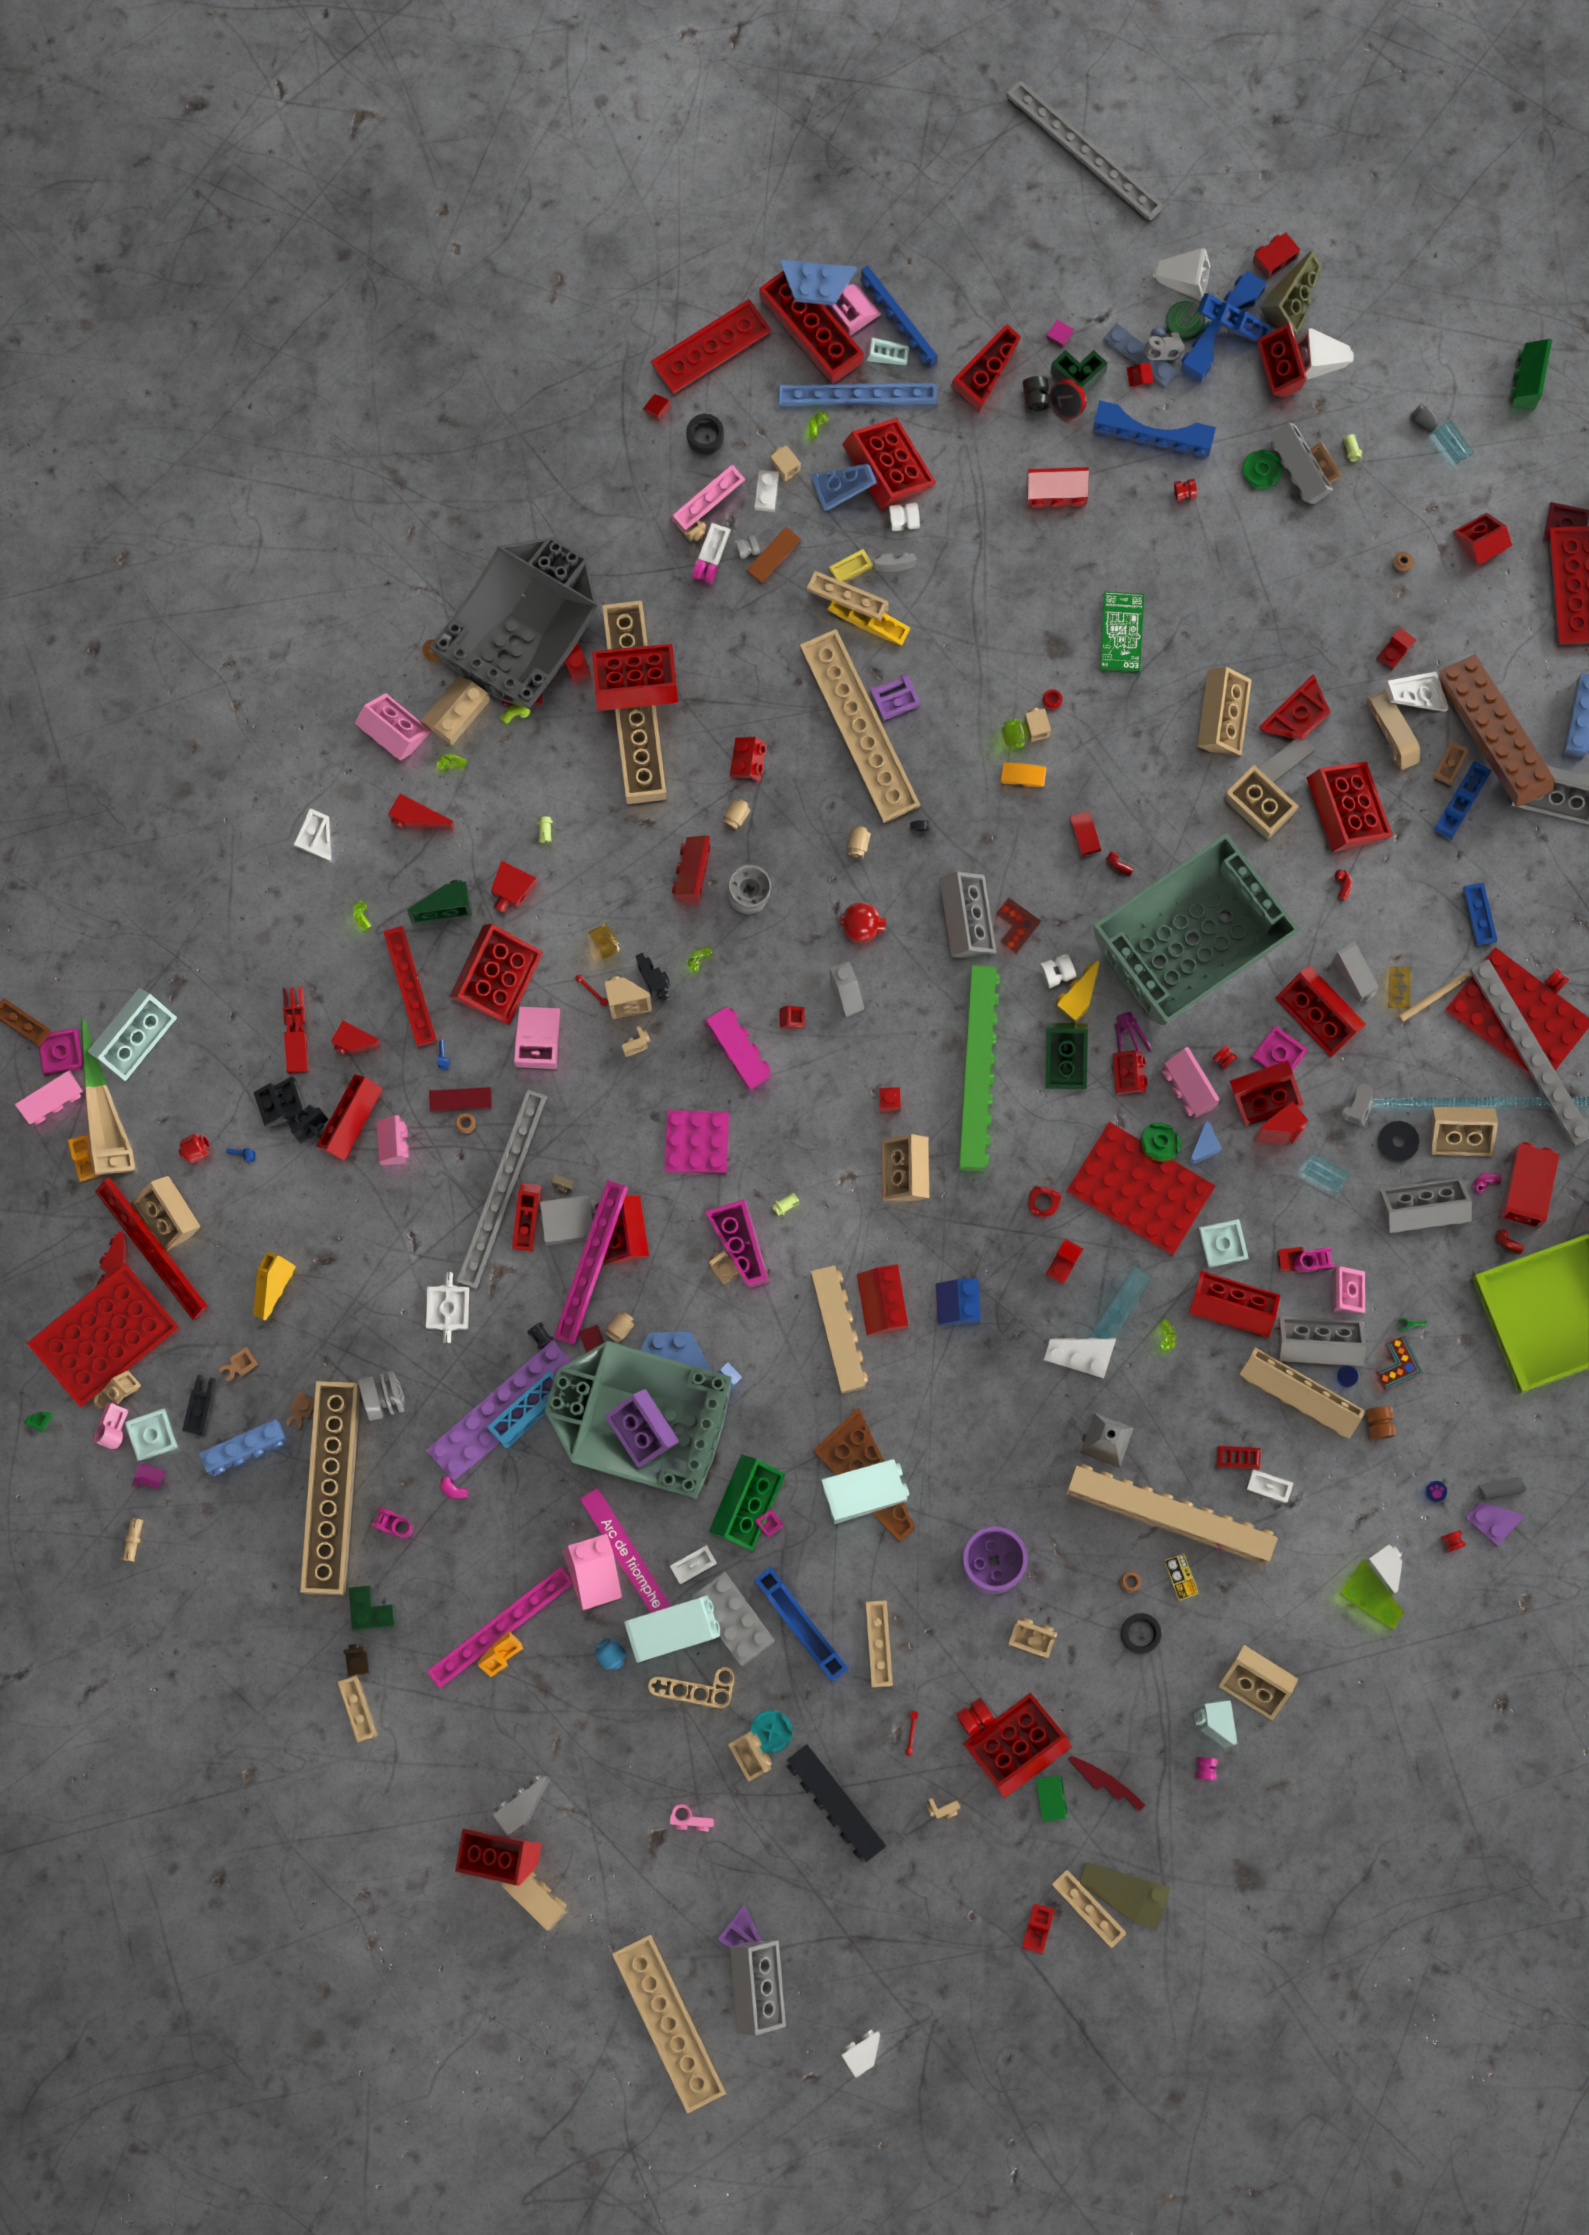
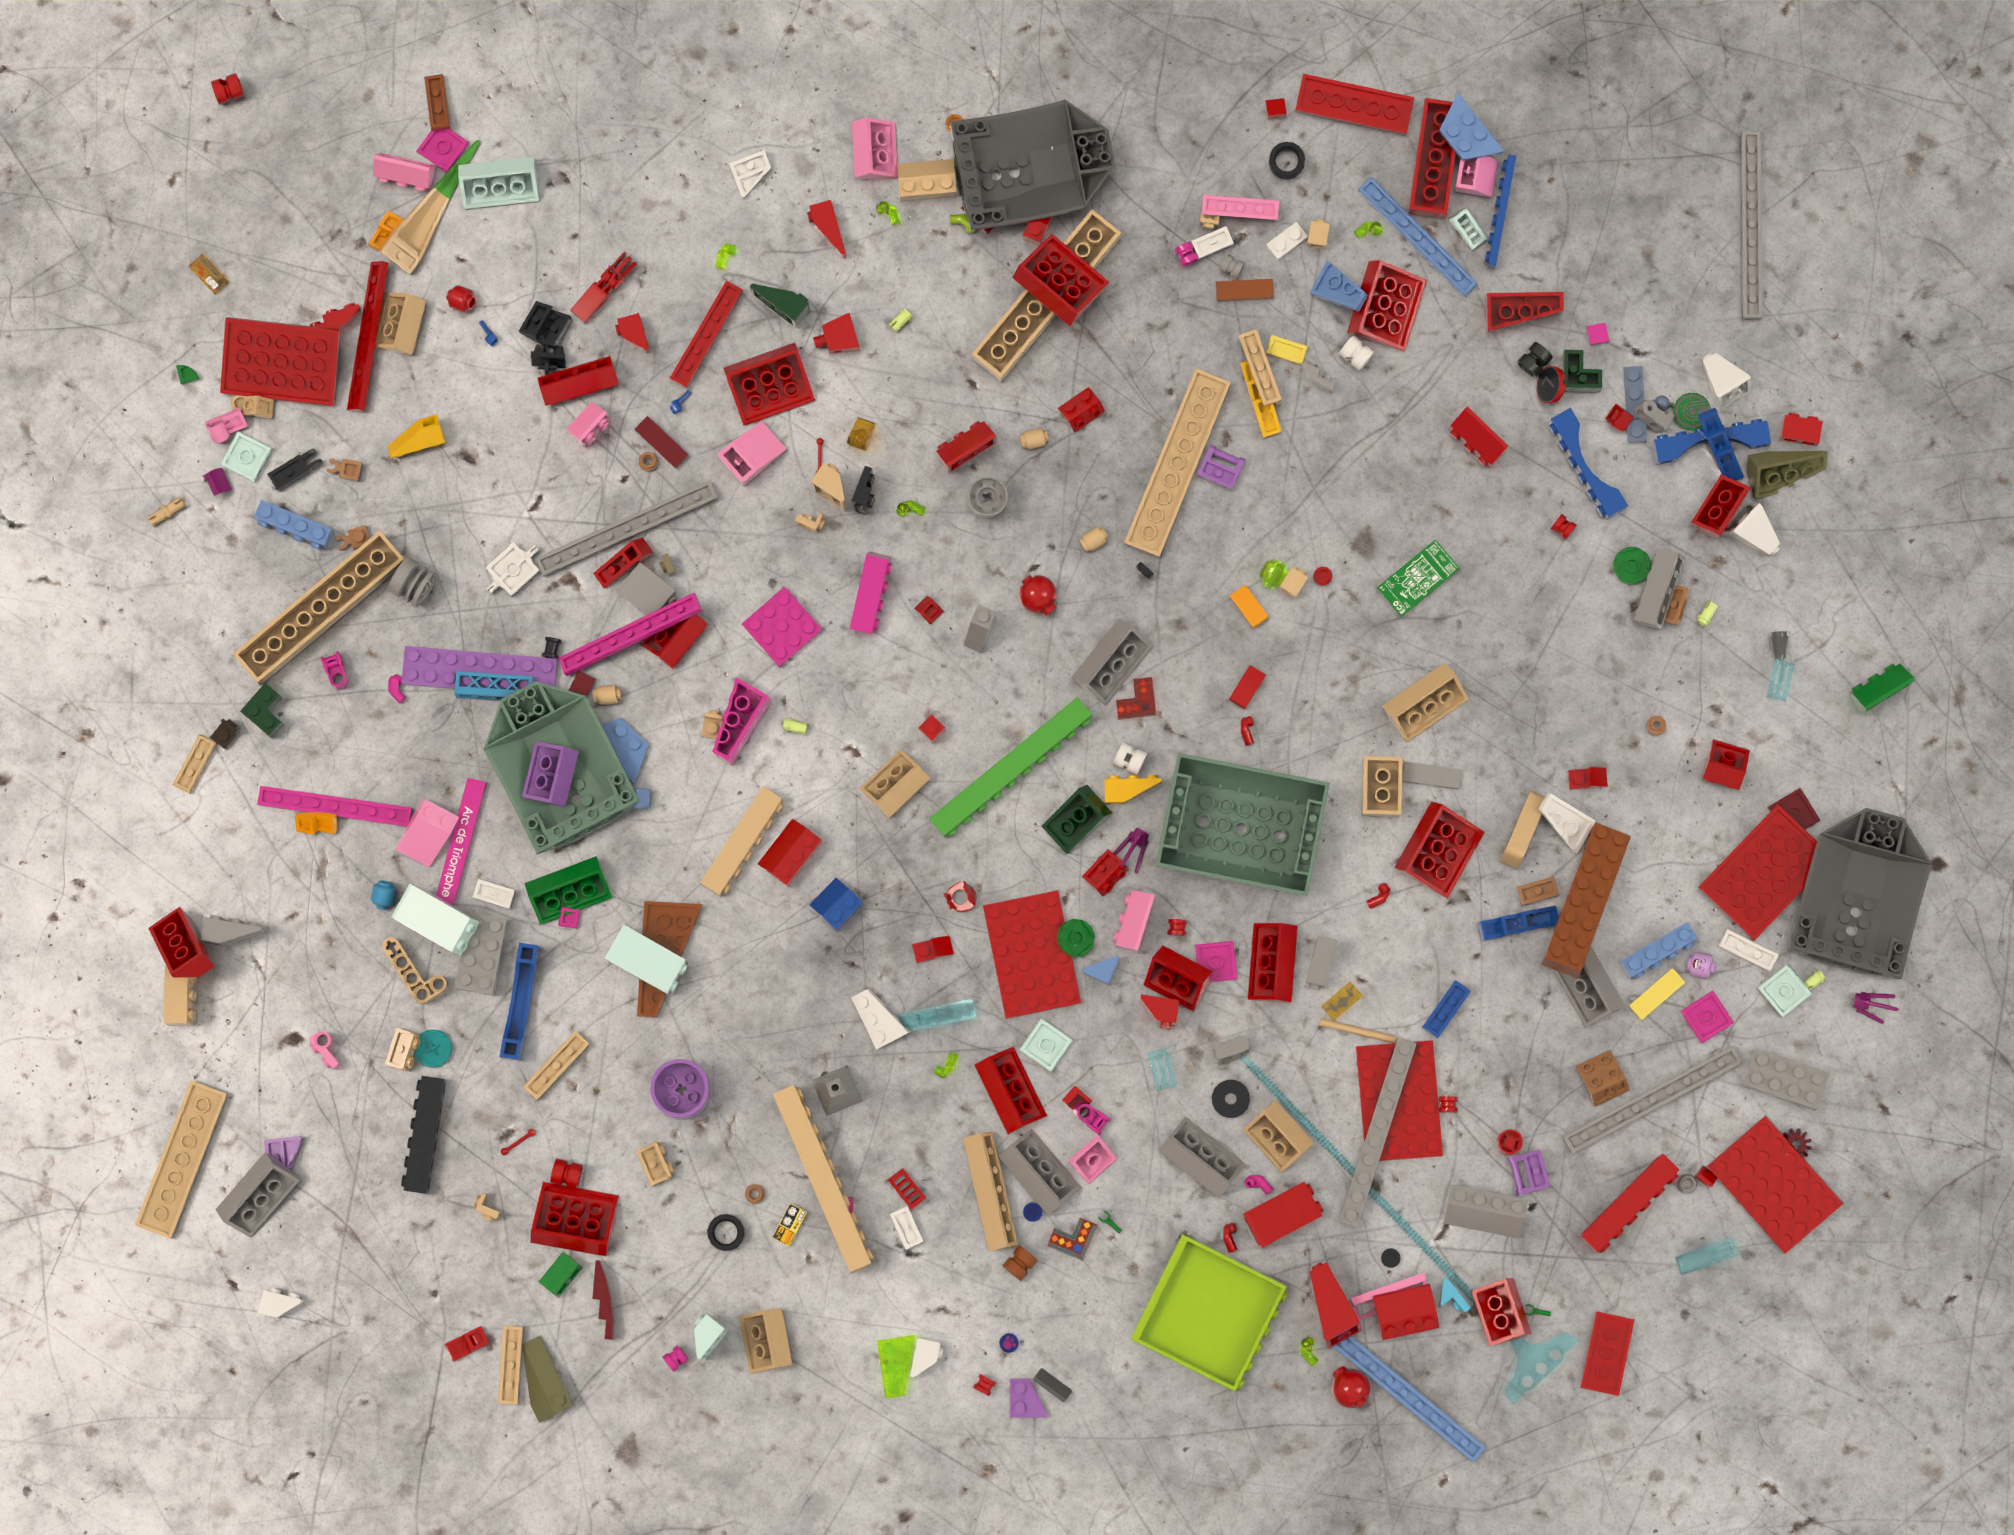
camera: 50 degrees right, 5 degrees up
(1299, 713) = (1474, 754): red wing -> none

